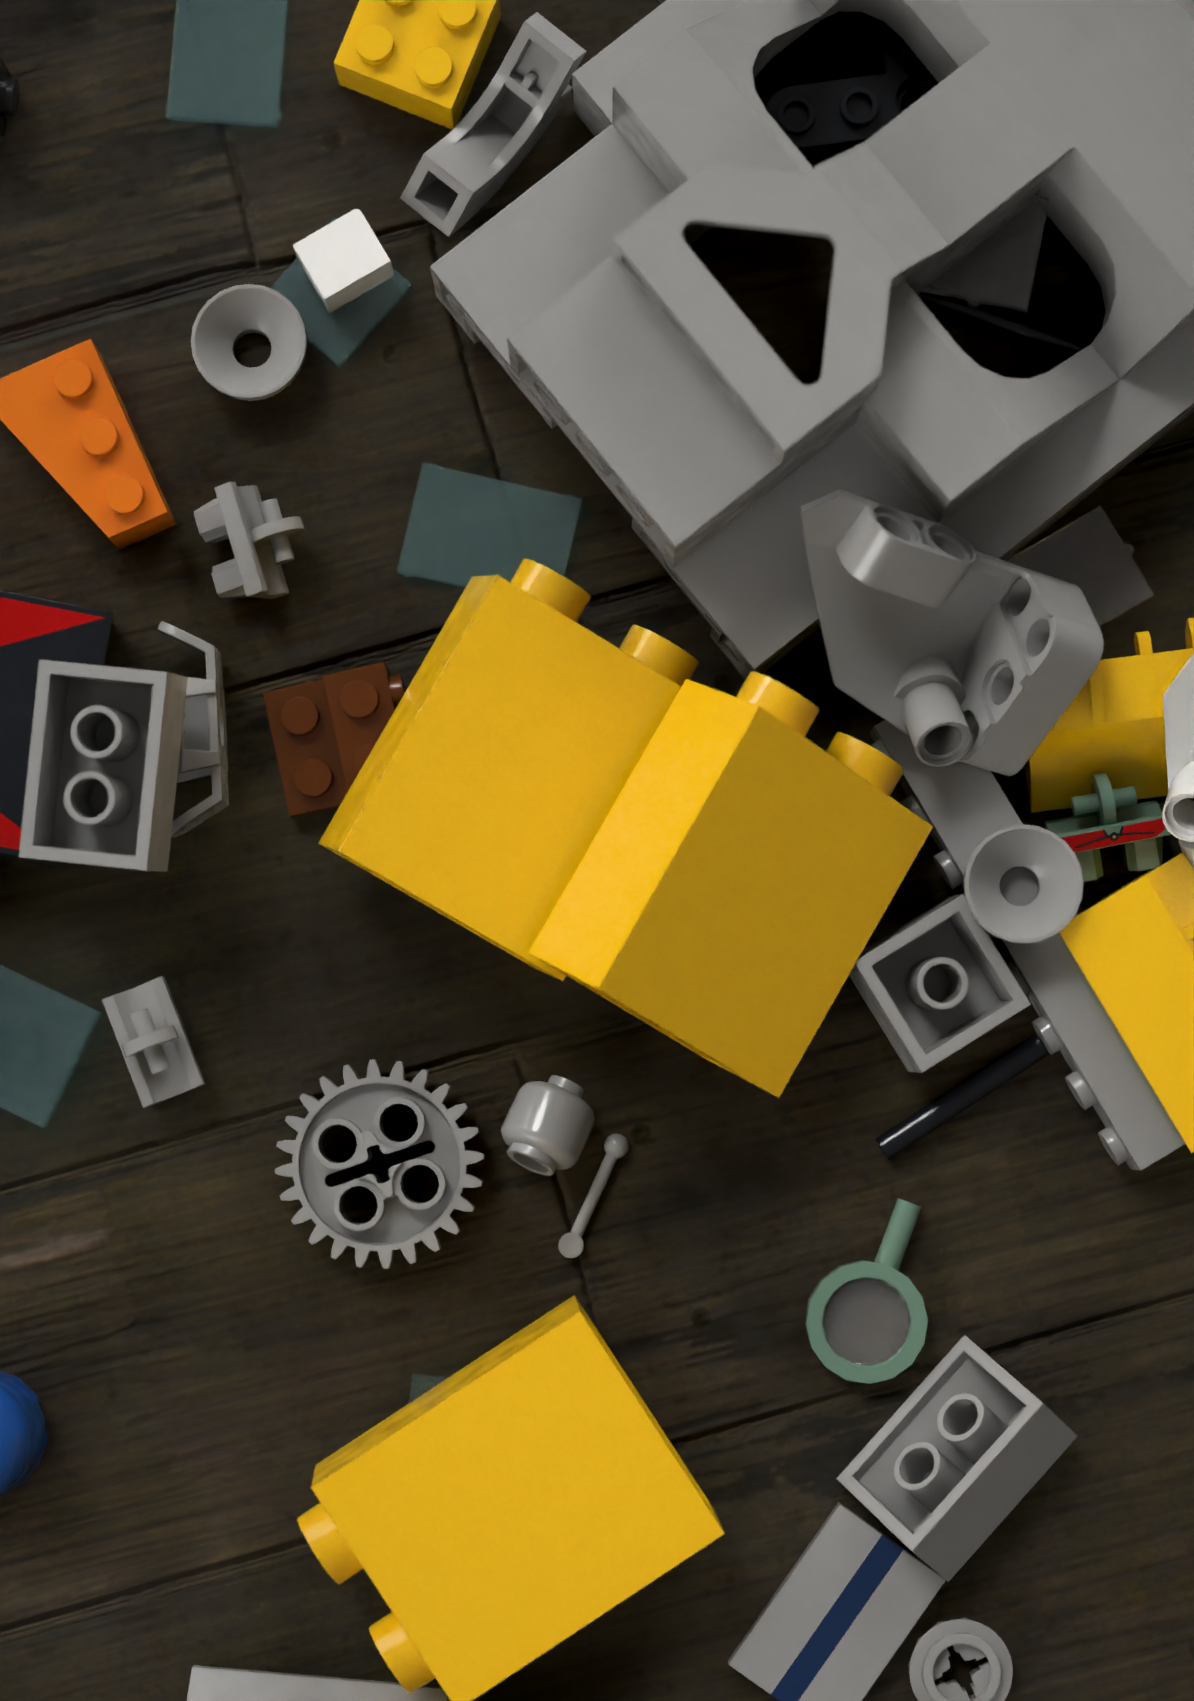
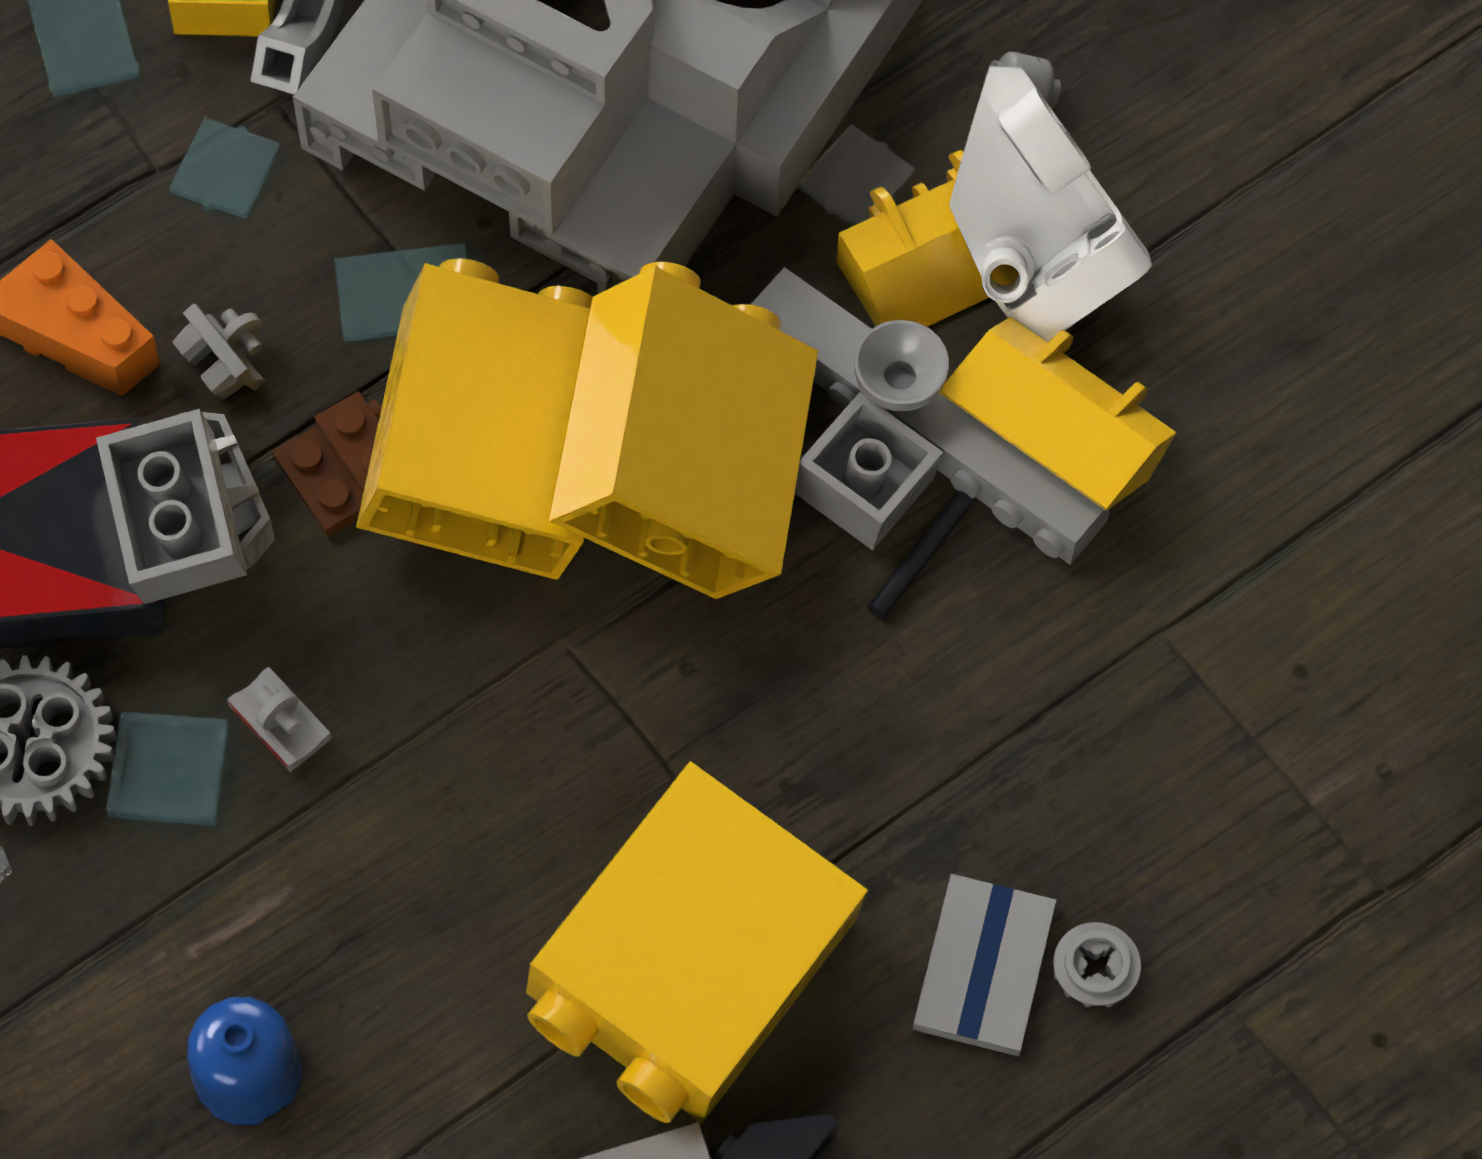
camera: 25 degrees left, 20 degrees down
(240, 312) = (168, 195): light grey piece -> none
(343, 260) = (223, 135): white panel -> none
(398, 1218) = (523, 782): light grey gear -> none
(548, 1125) = (612, 676): light grey head -> none
(571, 1243) = (664, 763): light grey hinge -> none
(868, 1315) = (915, 733): piece -> none
(944, 637) = (770, 206): light grey panel -> none
(956, 1458) = (1027, 805): light grey slope -> none
(1112, 819) = (970, 323): sand green hips -> none

